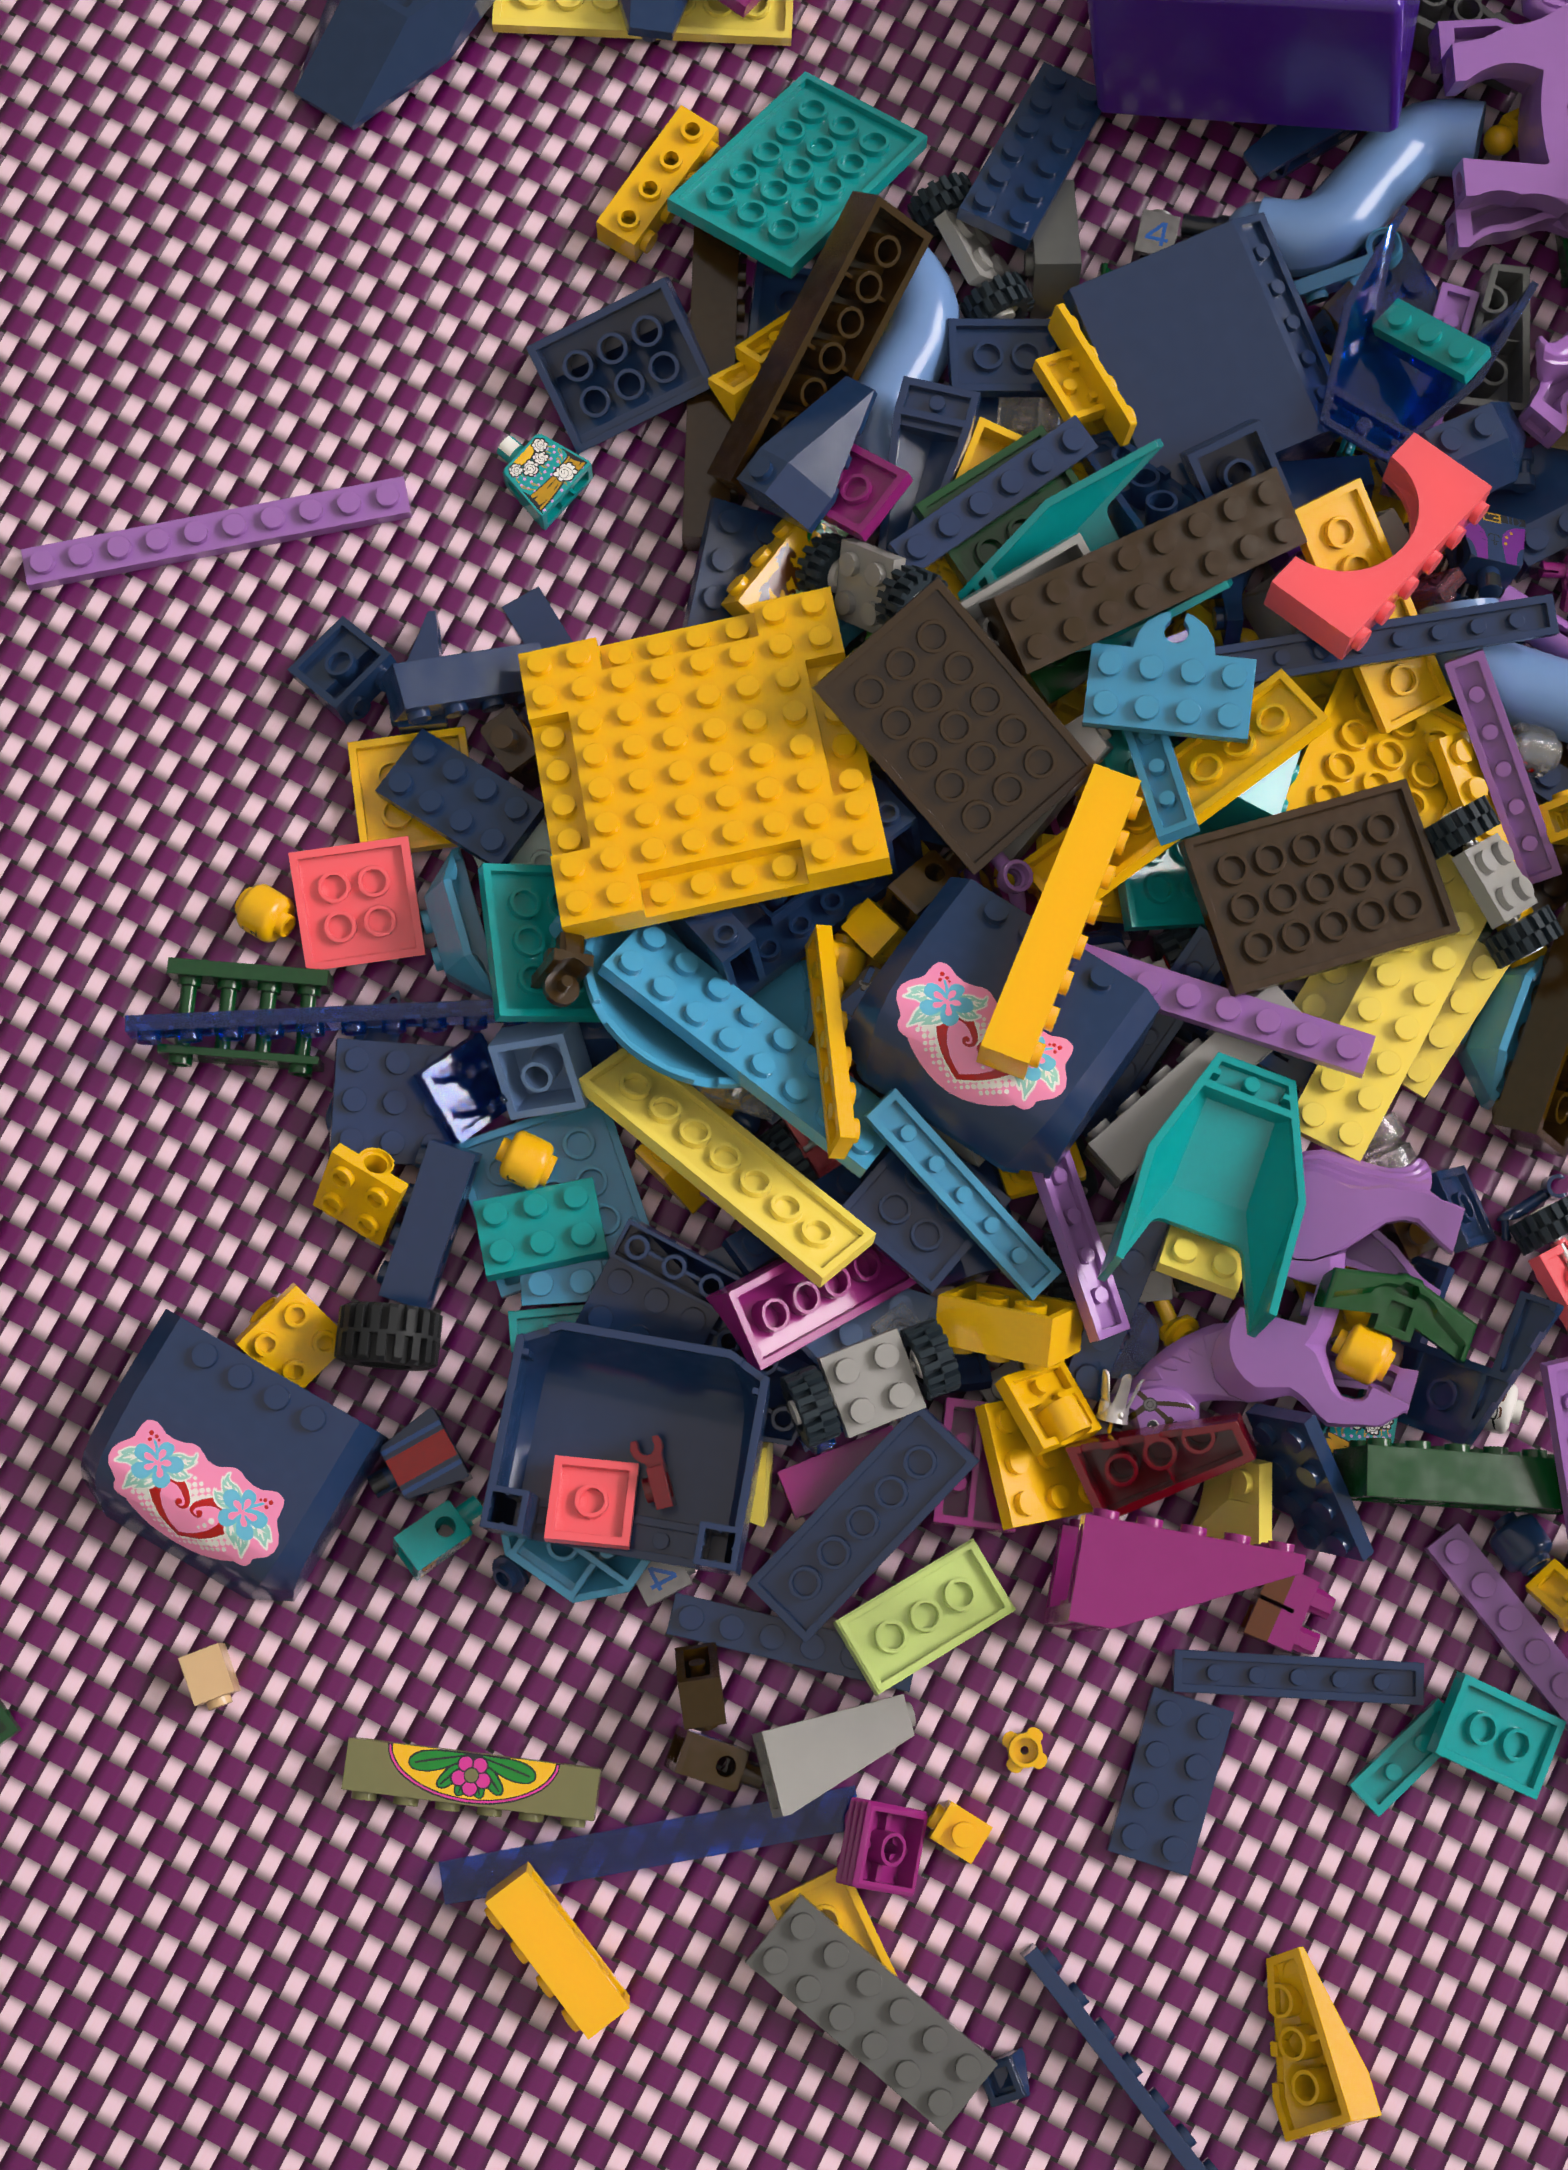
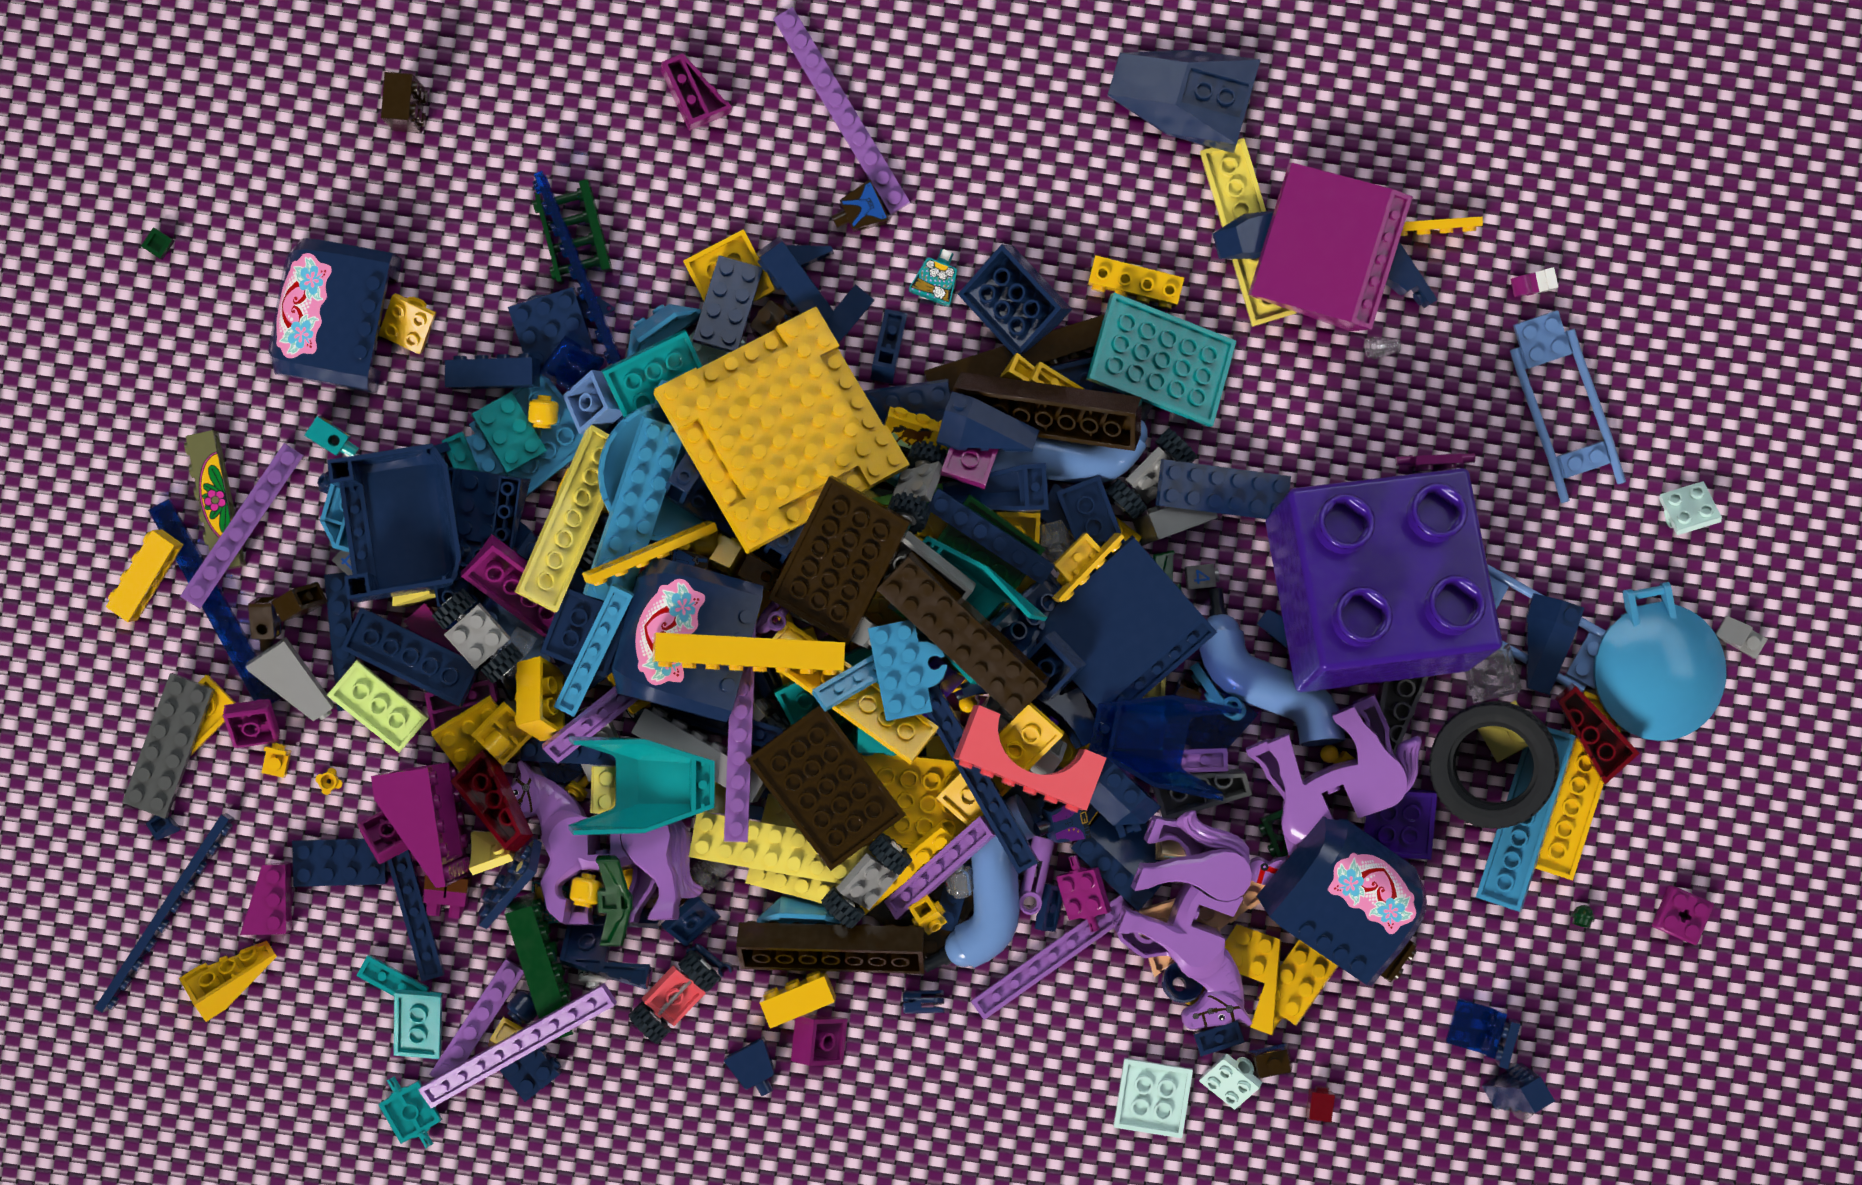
camera: 75 degrees right, 10 degrees up
(94, 747) = (693, 94): none -> magenta wedge
(210, 1676) = (220, 346): tan brick -> none
(265, 913) = (633, 220): yellow head -> none
(344, 670) = (784, 212): dark blue plate -> none
(357, 903) = (654, 269): coral plate -> none
(361, 1191) = (492, 331): yellow plate -> none
(387, 550) = (861, 209): none -> torso
(388, 1336) = (423, 373): black tyre -> none
(420, 1460) = (368, 414): torso -> none
(535, 1745) = (241, 526): none -> medium lavender plate
(563, 969) = (636, 397): dark brown hips -> none
(592, 1502) = (367, 512): coral plate -> none
(624, 583) = (888, 346): none -> dark blue slope
(658, 1484) = (389, 543): dark red plate -> none
(1117, 1411) = (514, 769): flat silver piece -> none
(1132, 1655) = (382, 845): none -> magenta brick
(1206, 1924) = (271, 902): none -> magenta wedge
(1432, 341) = (1172, 751): teal plate -> none
(1437, 588) = (1030, 802): clear pink plate -> none

